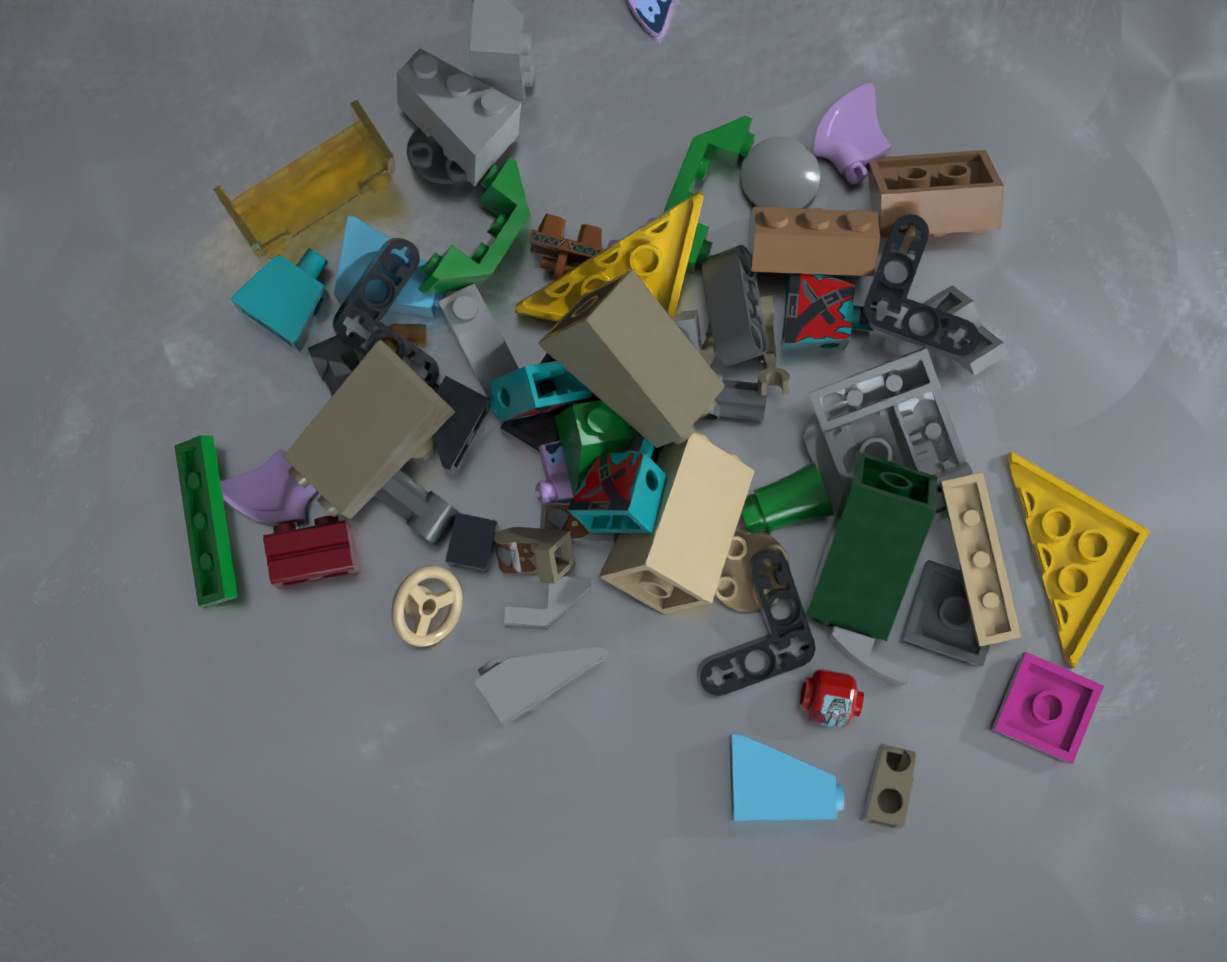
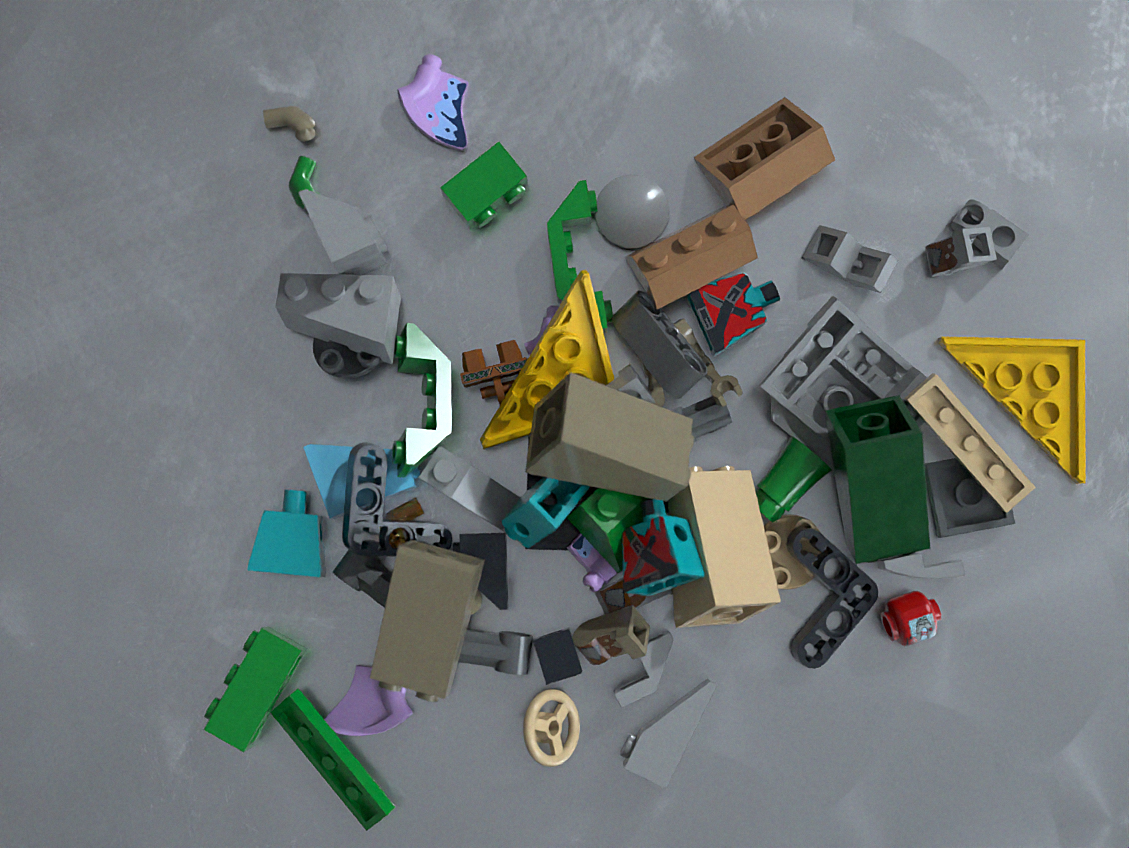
camera: 30 degrees left, 5 degrees up
(172, 414) = (253, 688): none -> green brick
(310, 552) = (432, 737): dark red brick -> none
(312, 187) = (258, 443): clear yellow windscreen -> none
(655, 76) = (485, 186): none -> green brick
(778, 786) = (908, 711): medium azure slope -> none
(851, 134) = (670, 144): lavender arm -> none
(889, 787) = (995, 661): dark tan leg -> none
(896, 296) = (785, 262): black beam -> none
(1047, 707) = (1082, 528): dark pink plate -> none
(1066, 377) = (956, 251): none -> light grey leg
(1112, 379) = (1005, 234): none -> light grey leg

